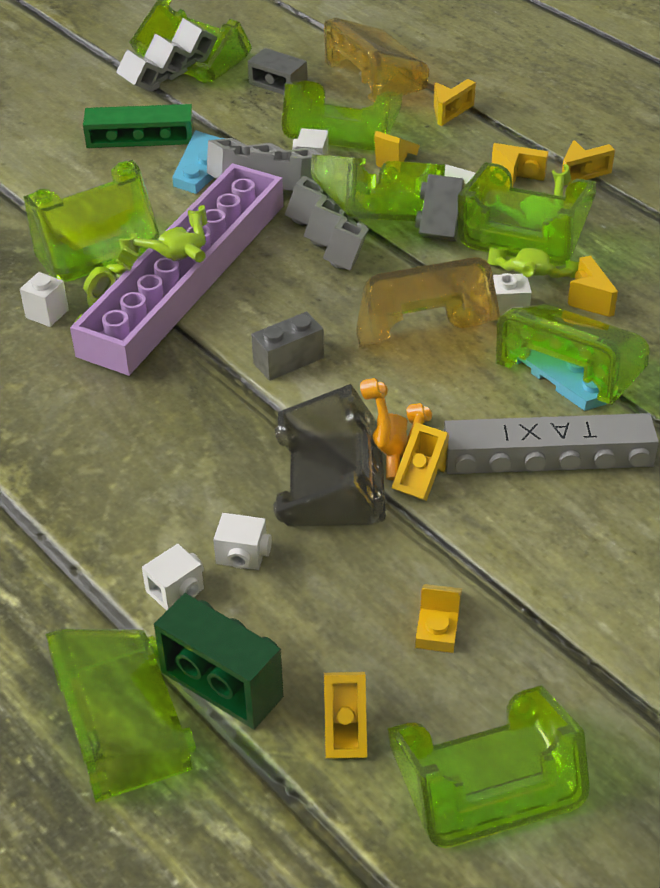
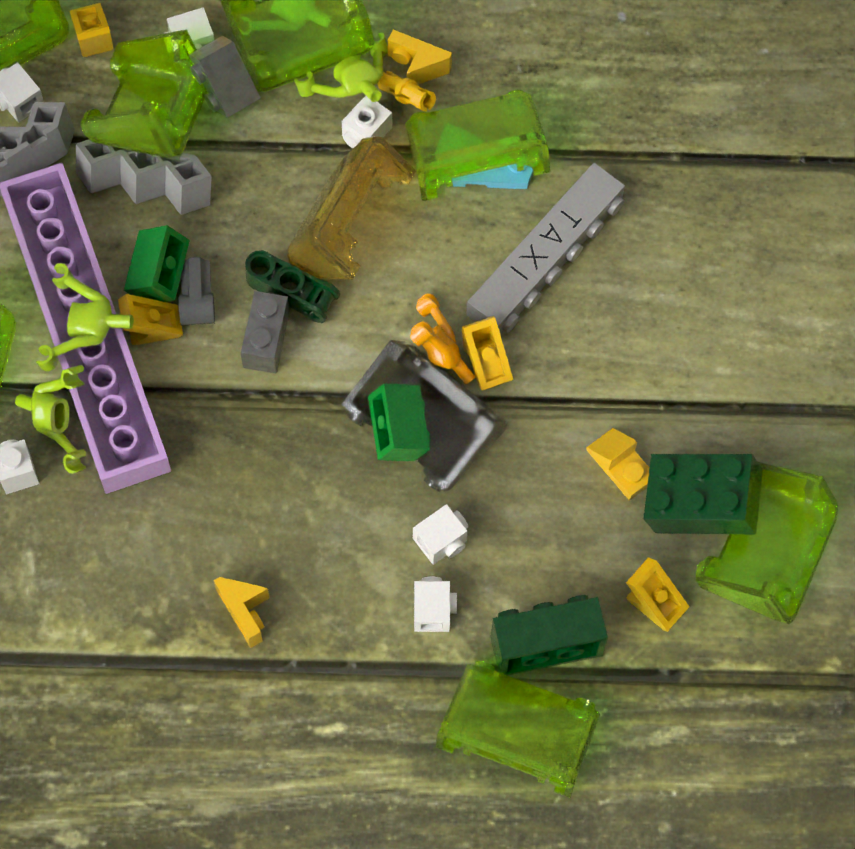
camera: 50 degrees left, 25 degrees up
(54, 470) = (239, 599): none -> yellow slope
(230, 291) = (152, 319): none -> yellow slope
(270, 266) = (157, 264): none -> green brick
(271, 305) = (196, 301): none -> dark grey piece
(301, 450) = (399, 422): none -> green brick
(340, 335) = (310, 297): none -> dark green piece
(471, 673) = (703, 494): none -> dark green brick
(558, 296) = (407, 91): none -> yellow pin

